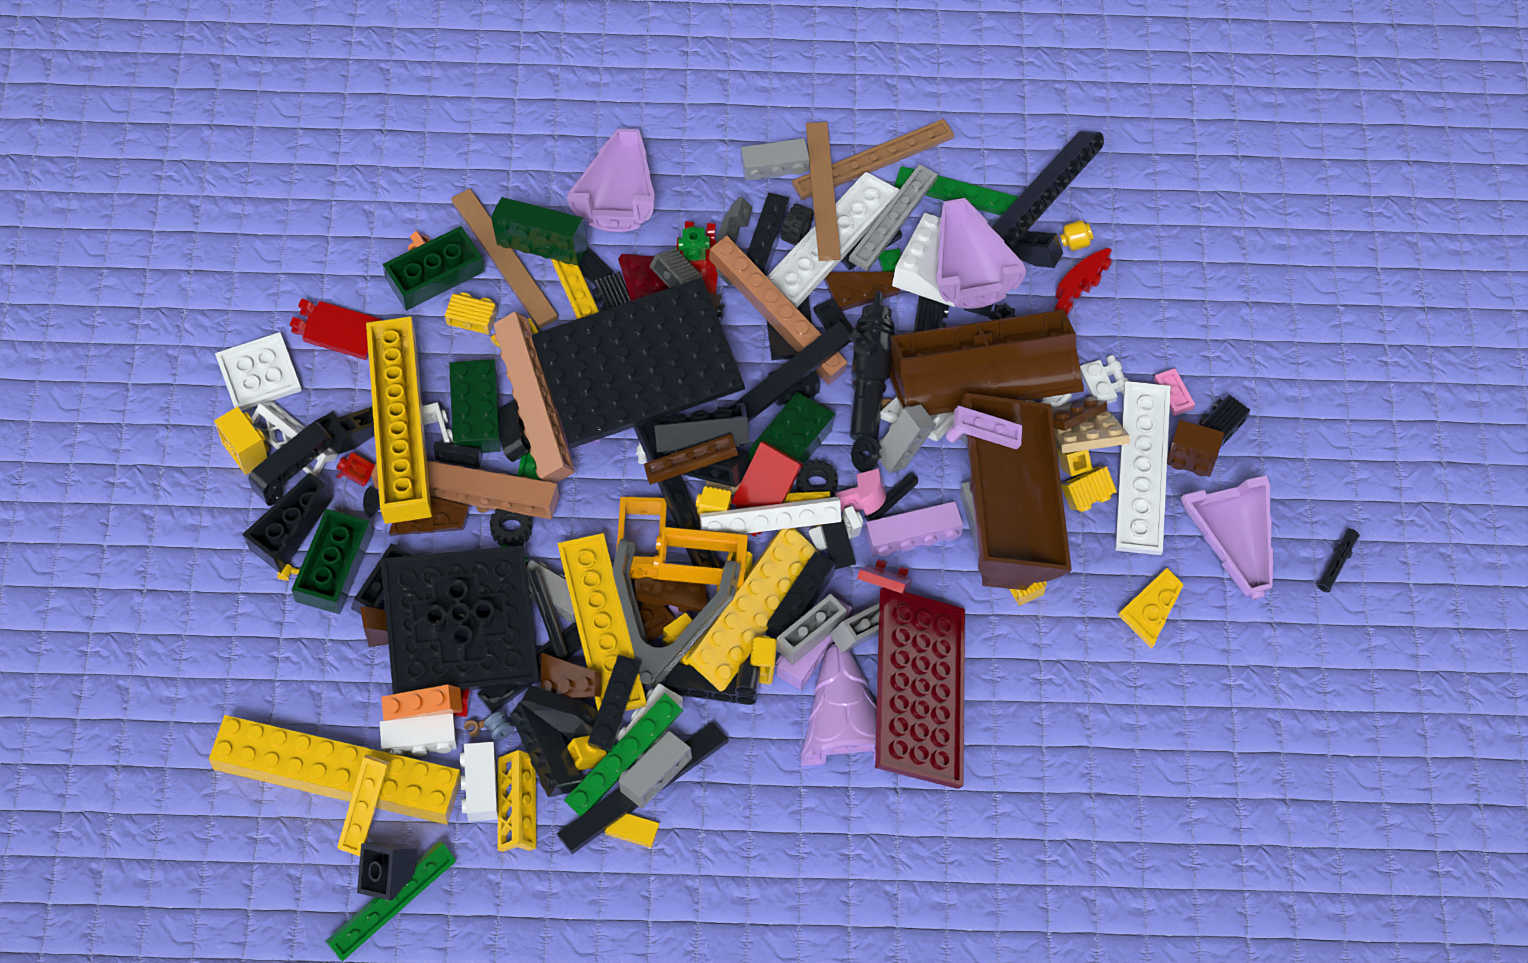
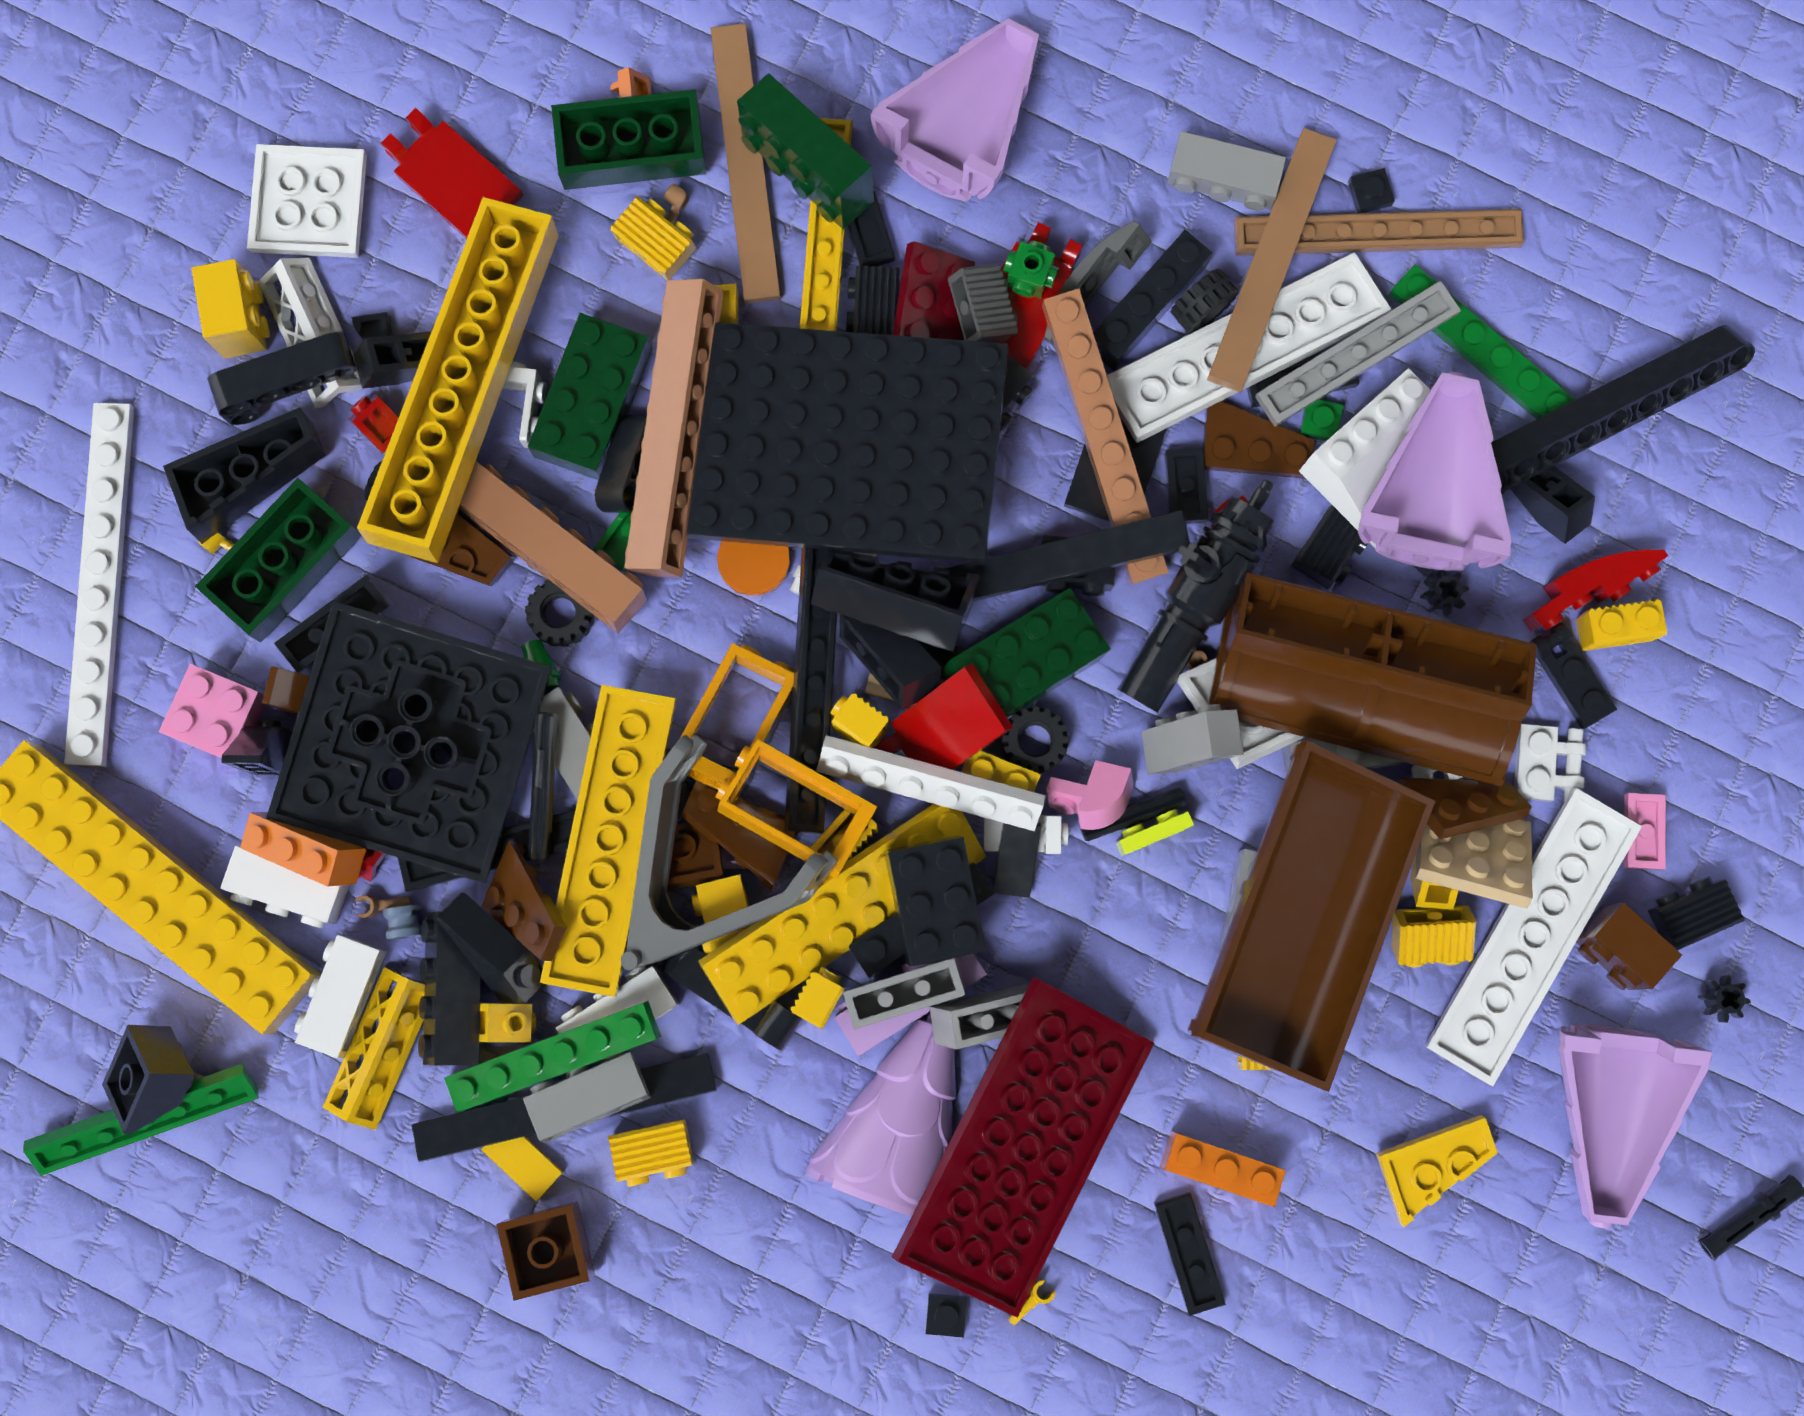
camera: 25 degrees right, 20 degrees up
(226, 622) = (99, 585): none -> white plate
(331, 660) = (211, 711): none -> bright pink brick
(363, 804) = (153, 969): yellow plate -> none
(373, 666) = (259, 748): none -> black slope
(457, 454) = (532, 463): black tile -> none
(473, 289) = (678, 199): none -> medium nougat hand
(609, 456) = (753, 567): none -> orange tile
(614, 703) = (566, 981): black plate -> none
(671, 864) = (545, 1250): none -> reddish brown brick
(690, 459) = (853, 641): reddish brown plate -> none
(707, 787) = (651, 1151): none -> yellow brick
(803, 571) = (934, 900): none -> black brick
(858, 140) = (1371, 191): none -> black plate
(859, 460) = (1116, 730): black gear -> none
(879, 576) = (1051, 961): tile -> none
(912, 497) = (1168, 825): none -> neon yellow plate
(913, 529) = (1140, 882): lavender brick -> none
(922, 805) = (946, 1315): none -> black plate
(968, 773) = (1032, 1301): none -> yellow hand
(984, 427) = (1307, 813): lavender piece -> none
(1037, 656) = (1222, 1169): none -> orange brick
(1042, 713) = (1189, 1253): none -> black tile
(1077, 235) = (1627, 503): yellow head -> none
(1096, 333) = (1573, 677): none -> black plate
(1105, 295) = (1621, 625): none -> yellow brick
(1262, 456) = (1714, 997): none -> black gear

